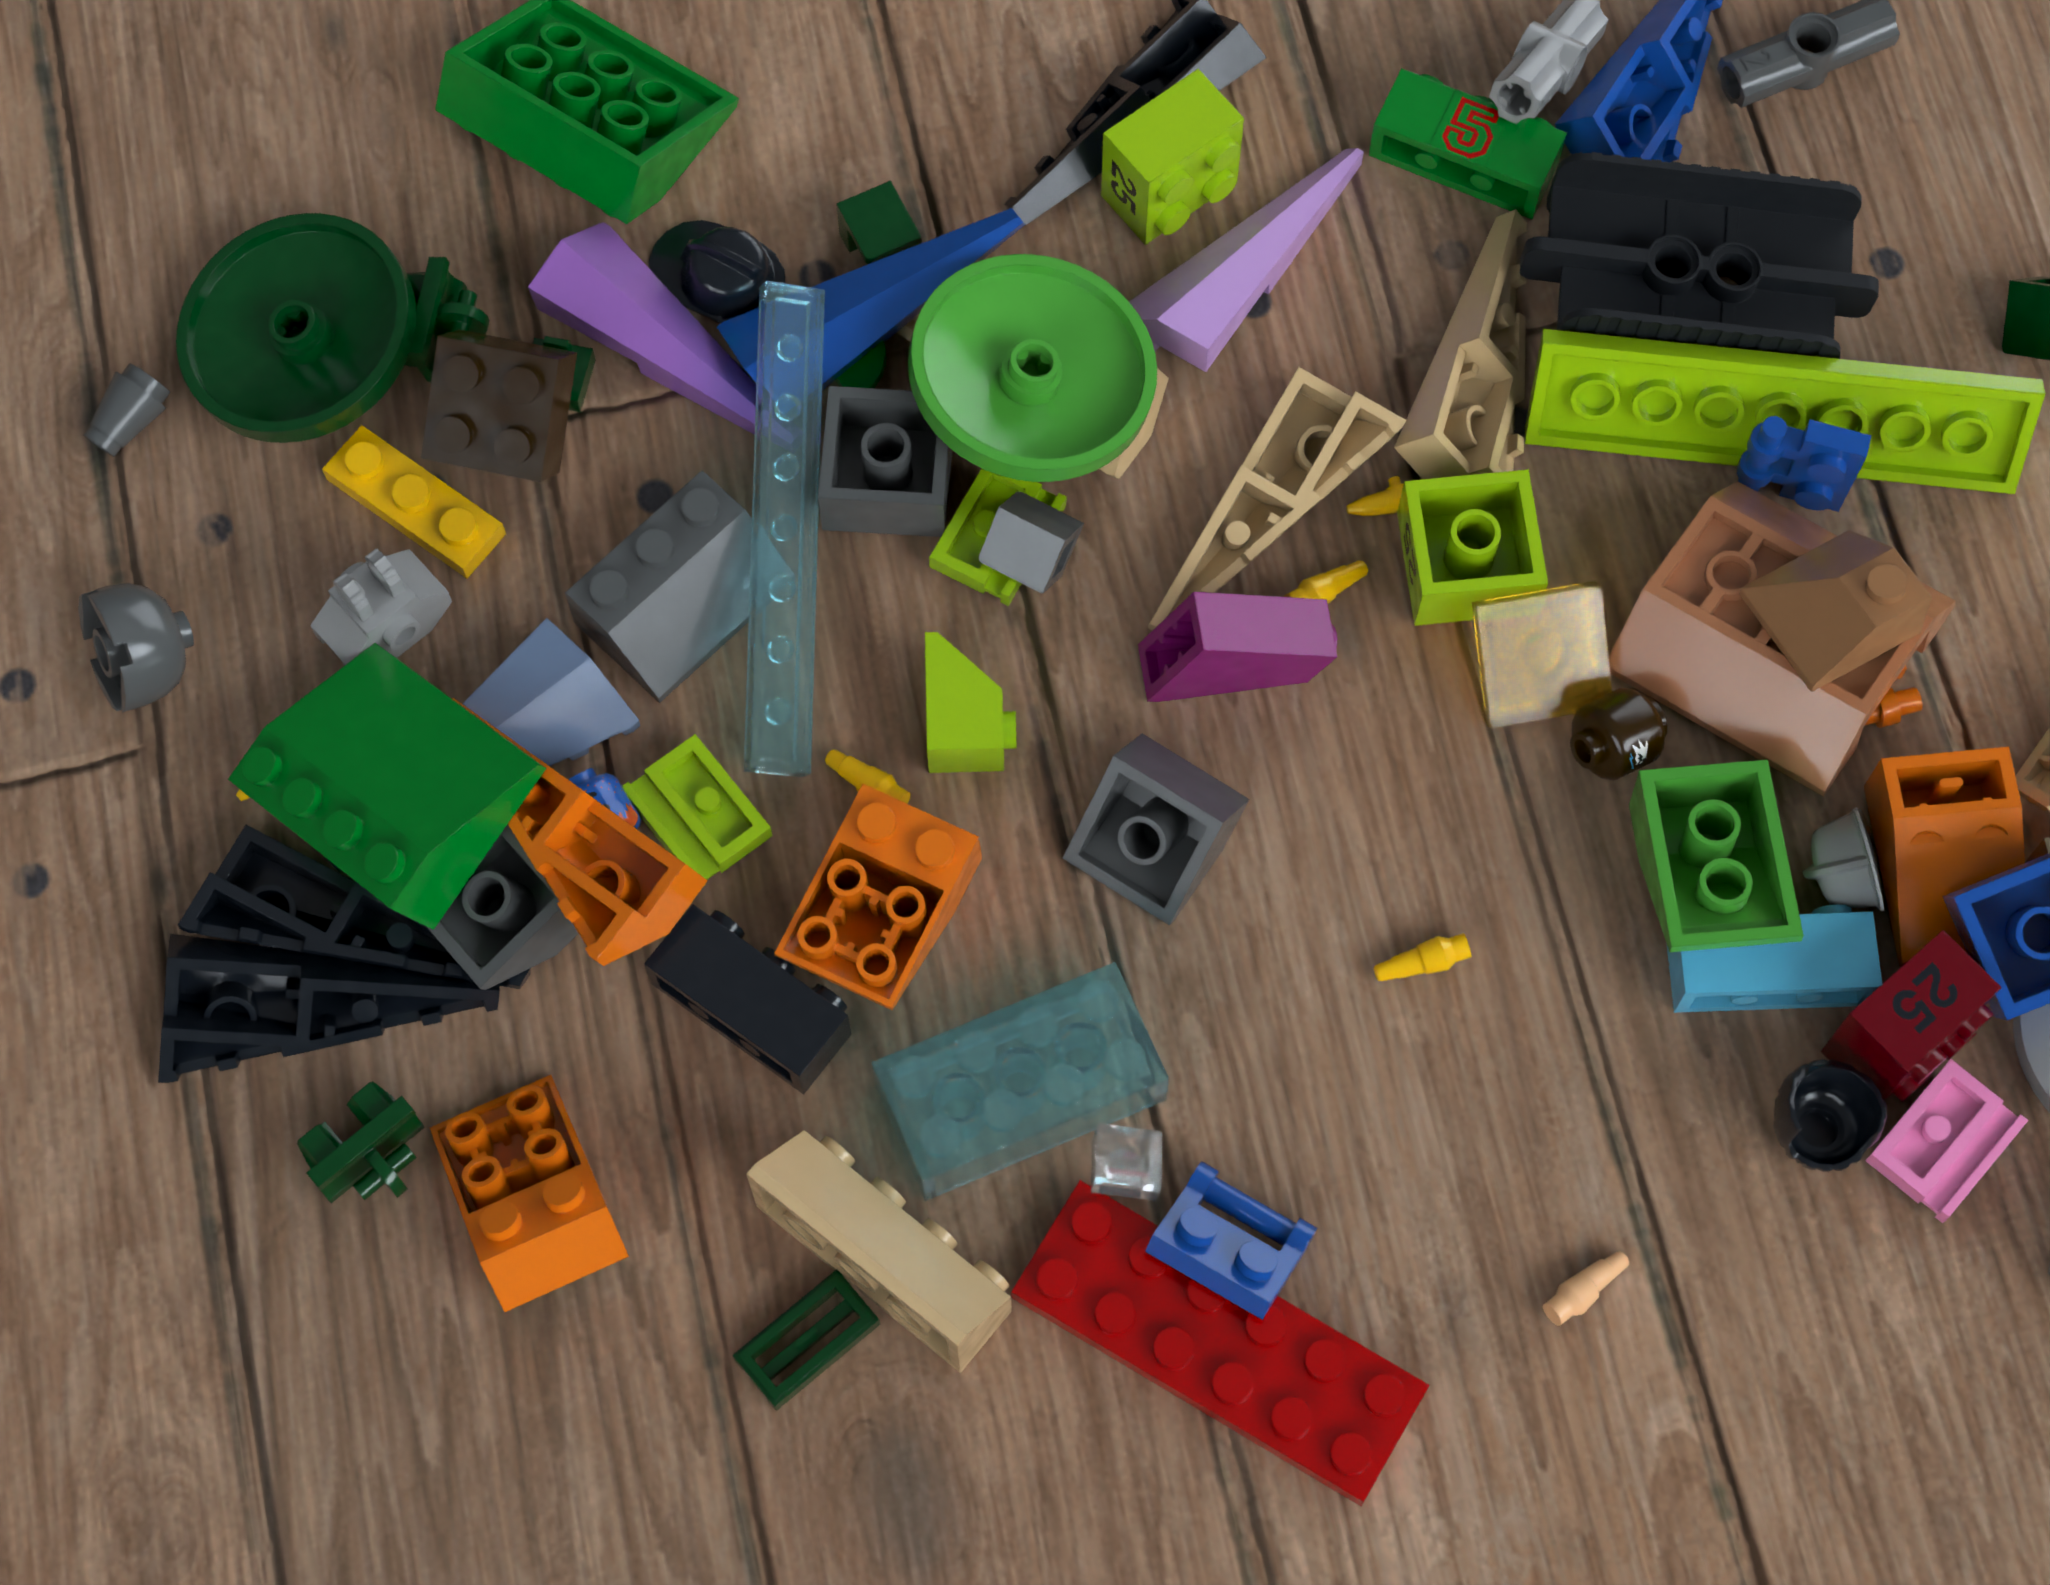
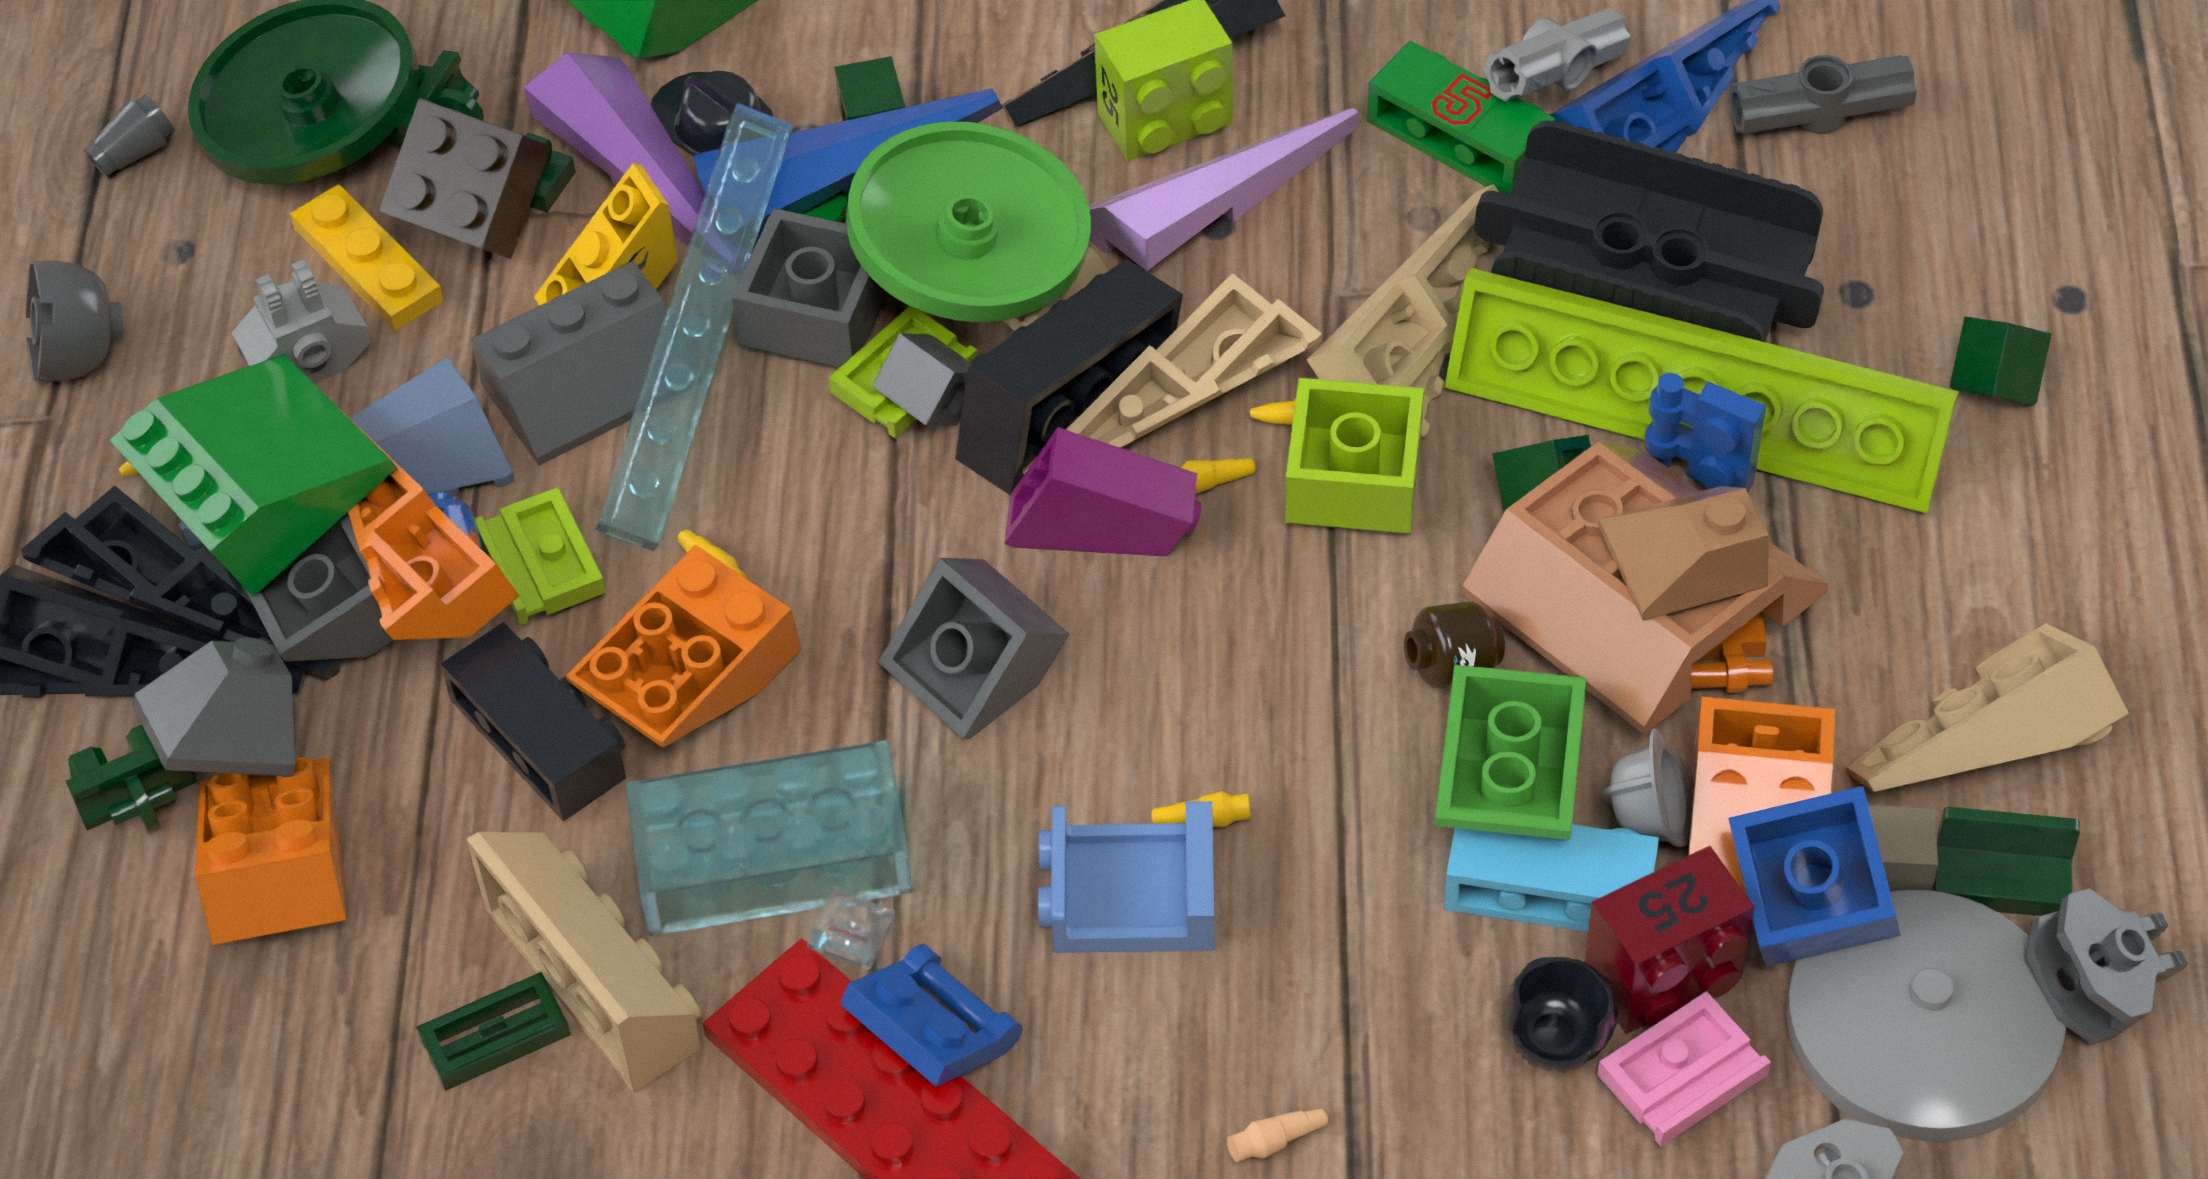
camera: 15 degrees right, 15 degrees down
(442, 1066) = (222, 711): none -> dark grey slope
(687, 437) = (626, 228): none -> yellow slope
(963, 713) = (817, 517): lime slope -> none
(1159, 504) = (1058, 369): none -> black wedge
(1379, 1052) = (1129, 884): none -> medium blue panel
(1541, 653) = (1395, 556): clear yellow tile -> none
(1648, 524) = (1528, 466): none -> dark green panel

